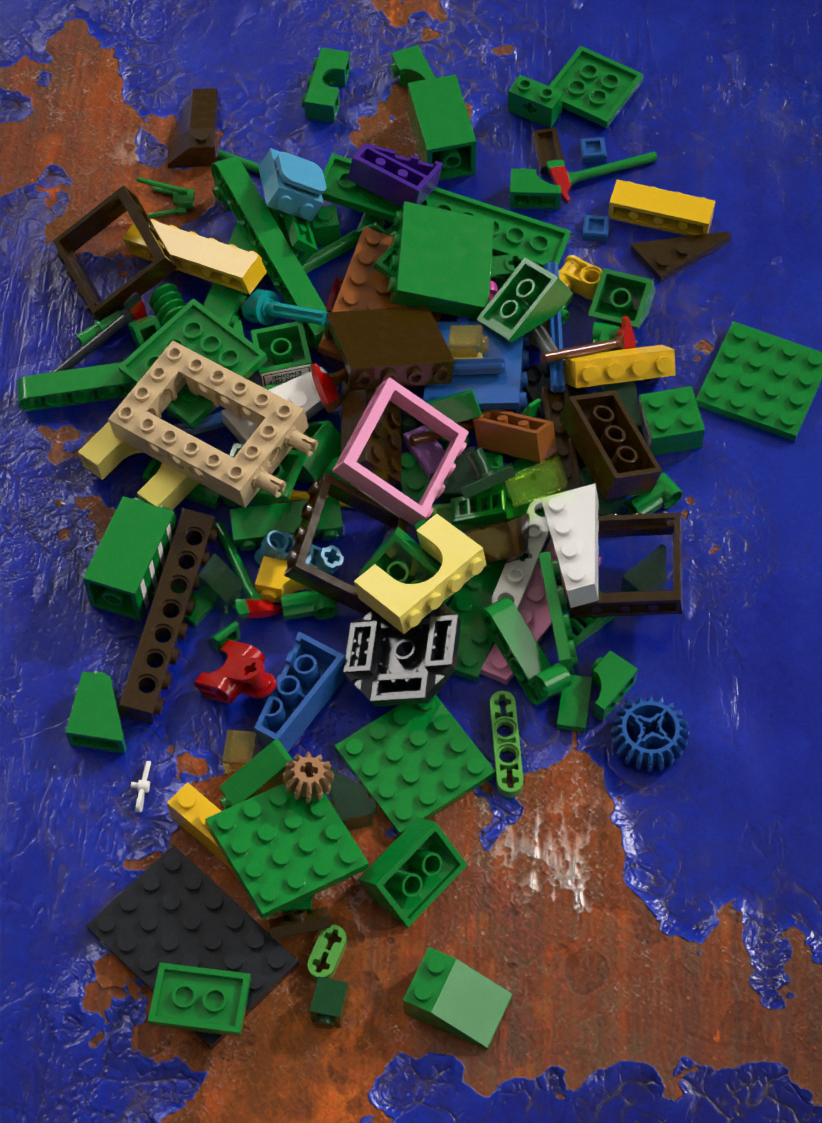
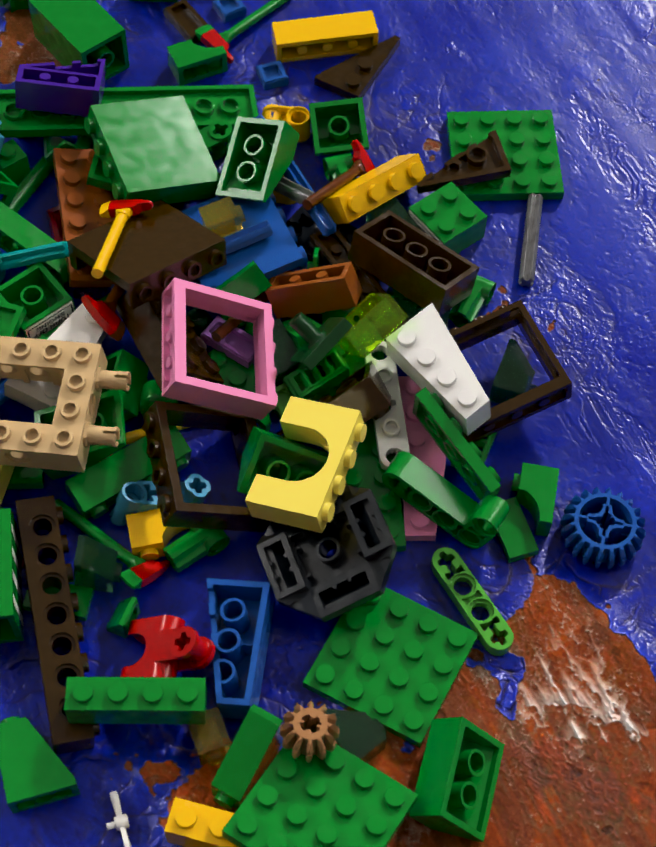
camera: 30 degrees left, 0 degrees up
(194, 698) = (135, 700): none -> green brick
(384, 303) = (122, 212): none -> yellow piece
(724, 380) = (475, 165): none -> dark brown wing
(740, 466) = (530, 240): none -> flat silver axle

